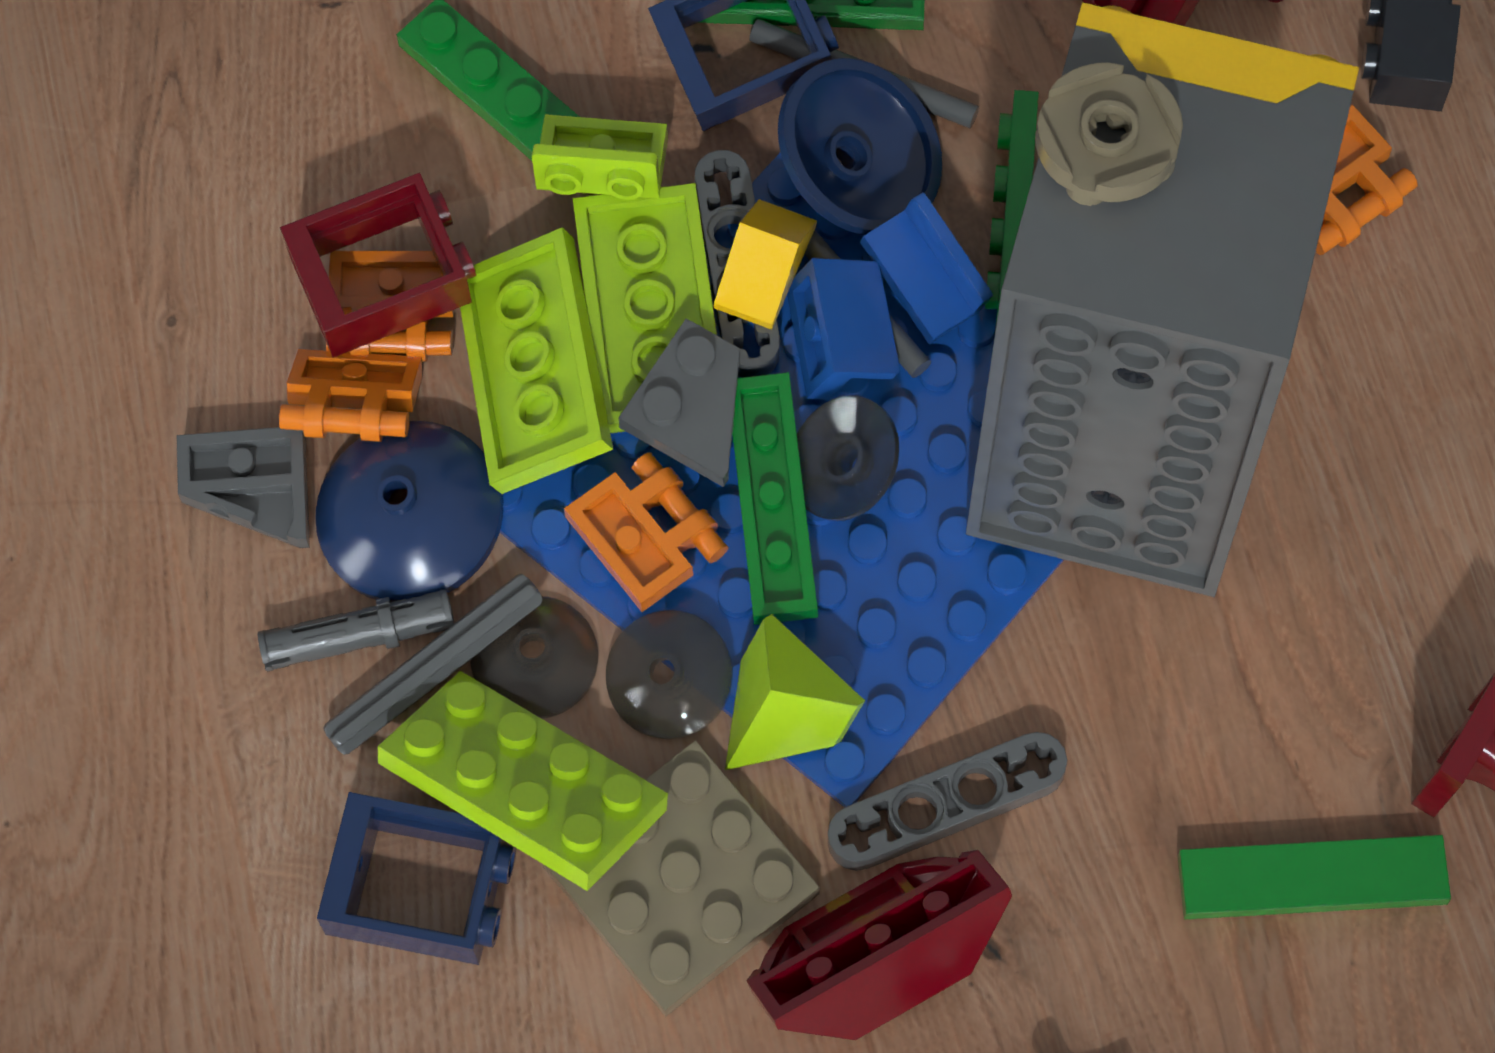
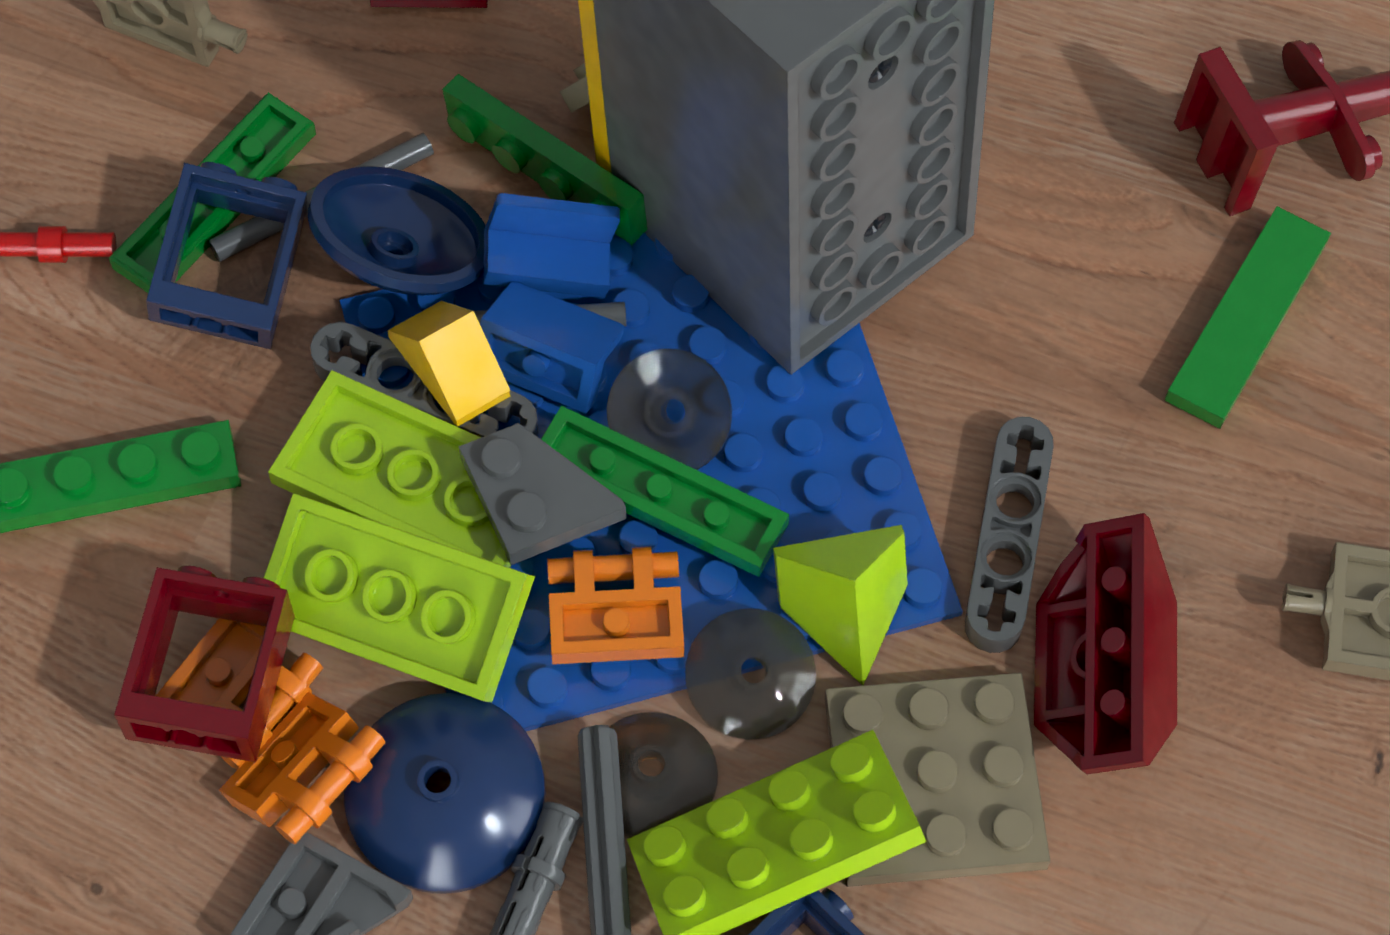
camera: 60 degrees left, 5 degrees down
(600, 157) = (251, 423): lime bracket -> none

